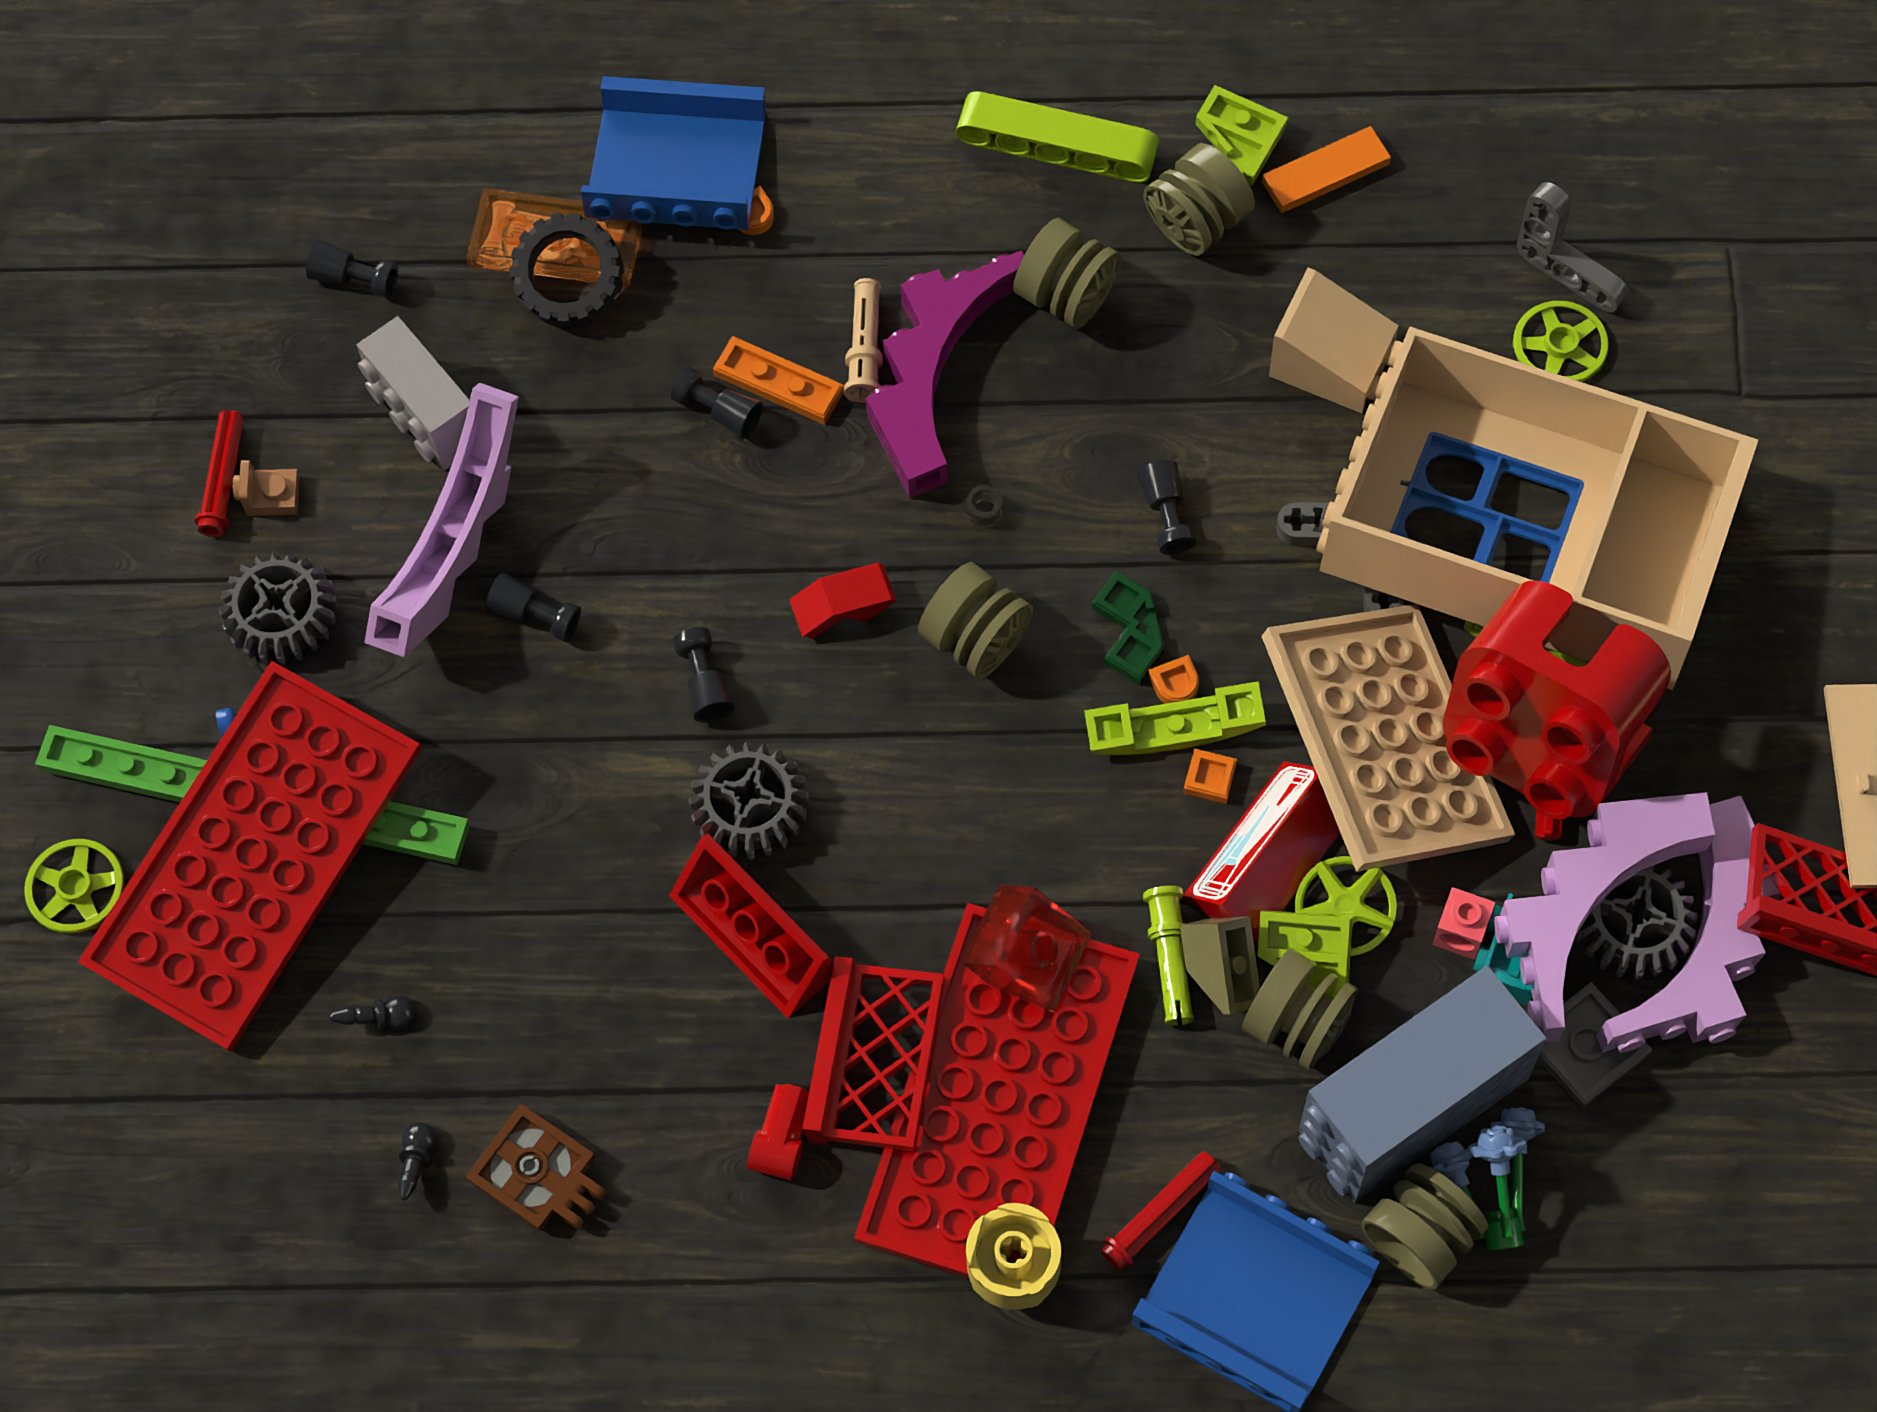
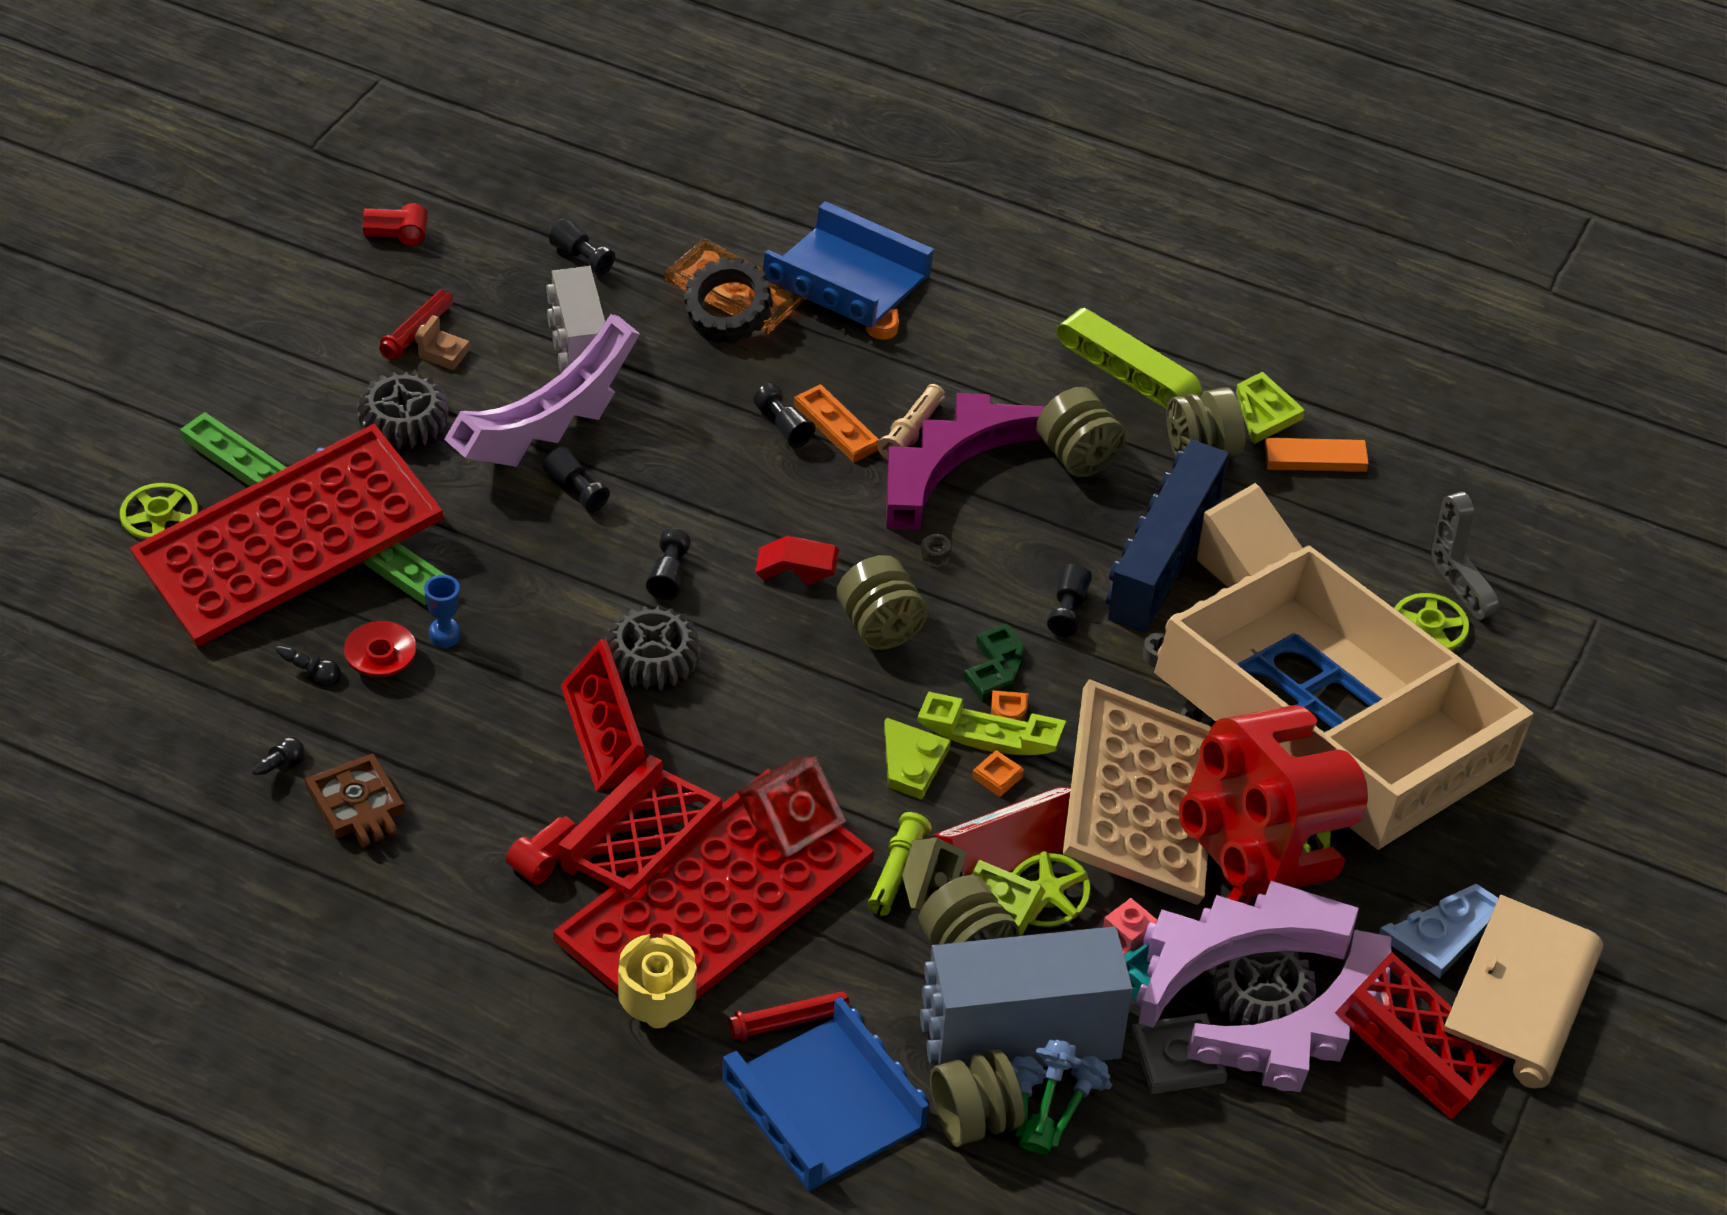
camera: 20 degrees right, 20 degrees down
(125, 334) = (405, 224): none -> red piece
(444, 936) = (380, 648): none -> red dish
(492, 869) = (442, 601): none -> blue piece
(1107, 801) = (912, 757): none -> lime wing
(1234, 372) = (1165, 536): none -> dark blue brick
(1781, 747) = (1445, 931): none -> light blue wing

